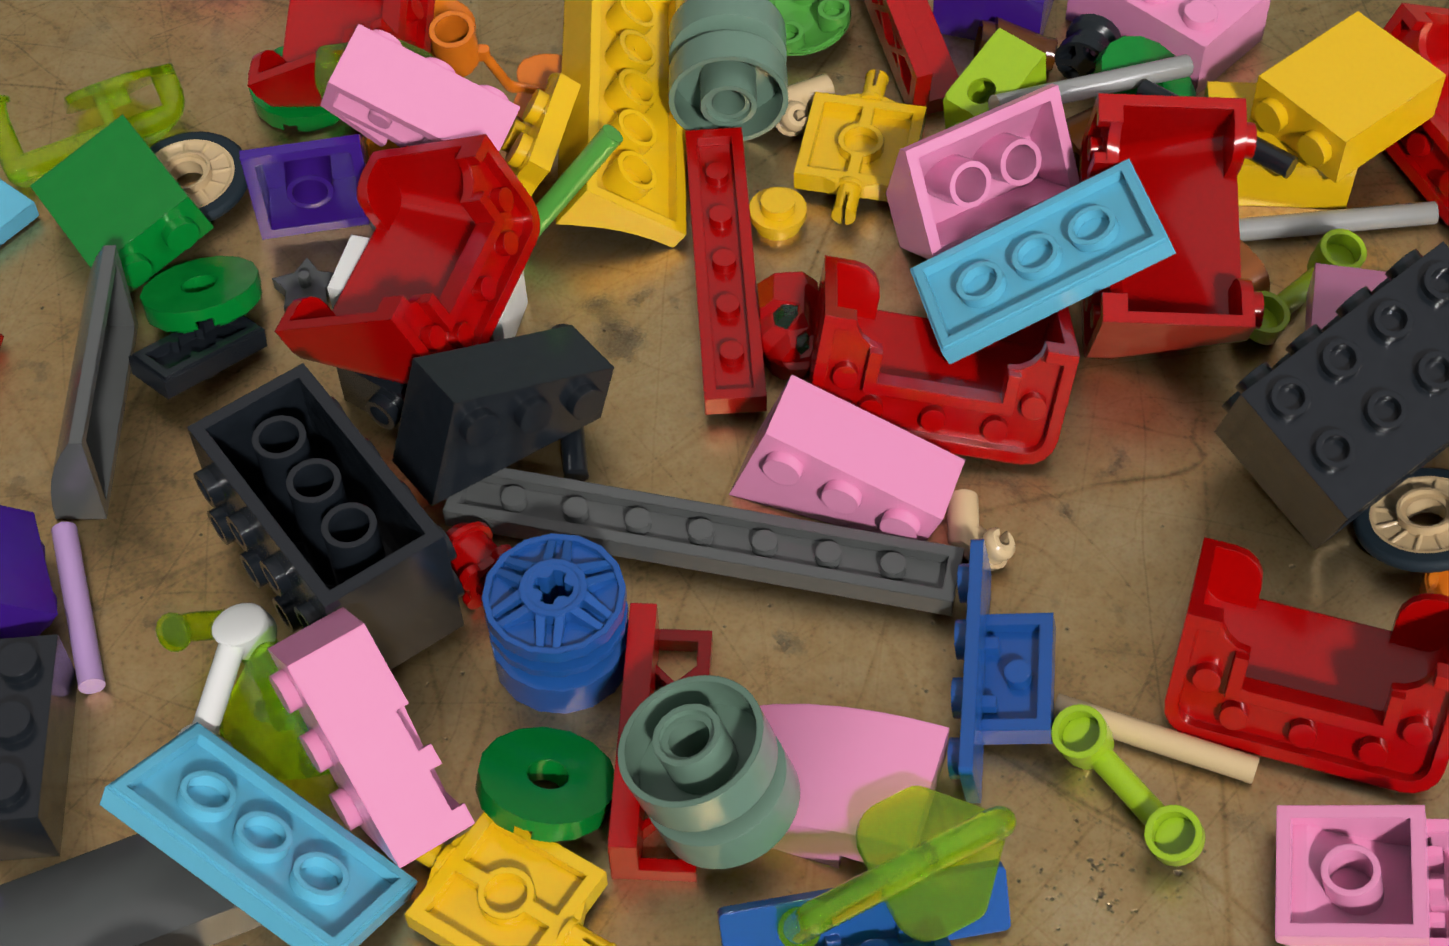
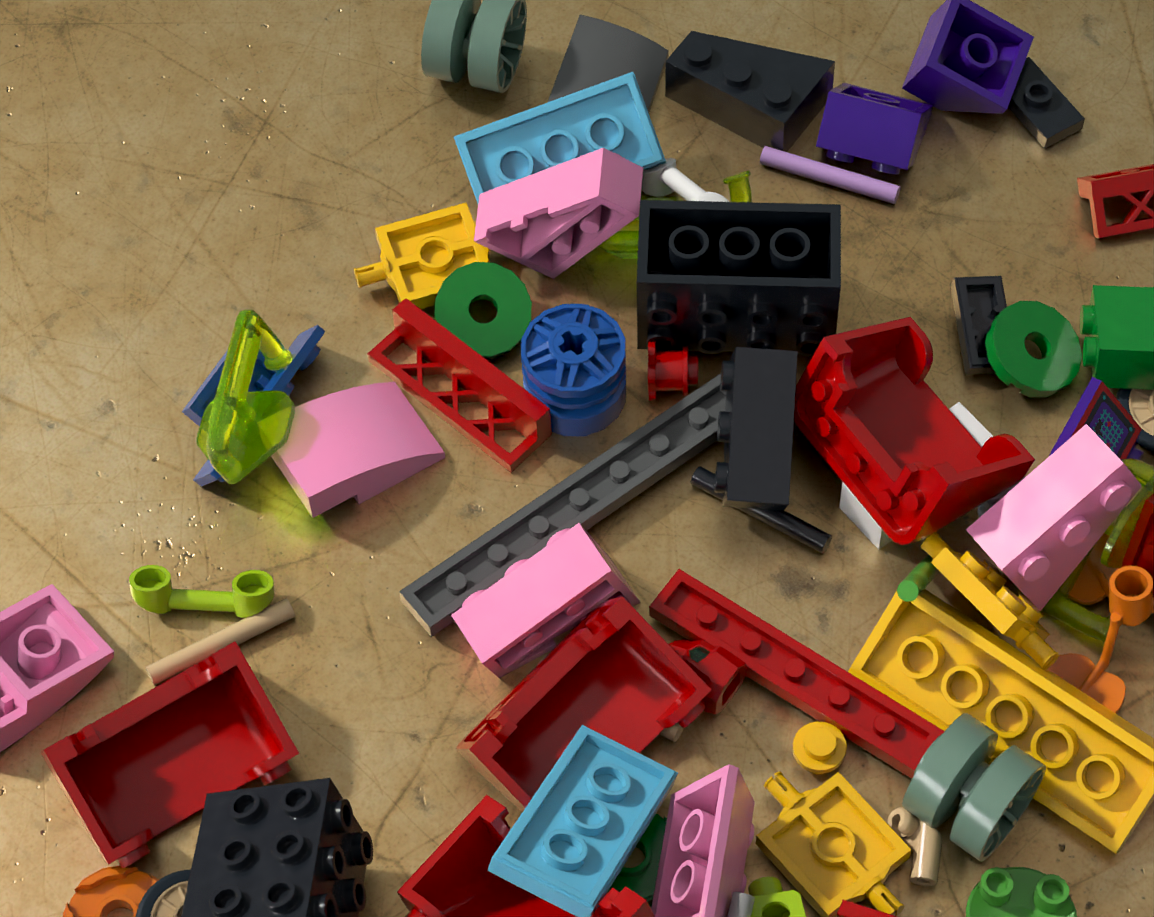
camera: 130 degrees right, 5 degrees up
(95, 394) = (981, 242): dark grey slope -> none
(303, 283) = (1004, 420): dark grey piece -> none
(709, 772) = (391, 355): sand green wheel -> none
(964, 526) = (440, 653): tan arm -> none
(1005, 677) = (331, 581): blue bracket -> none

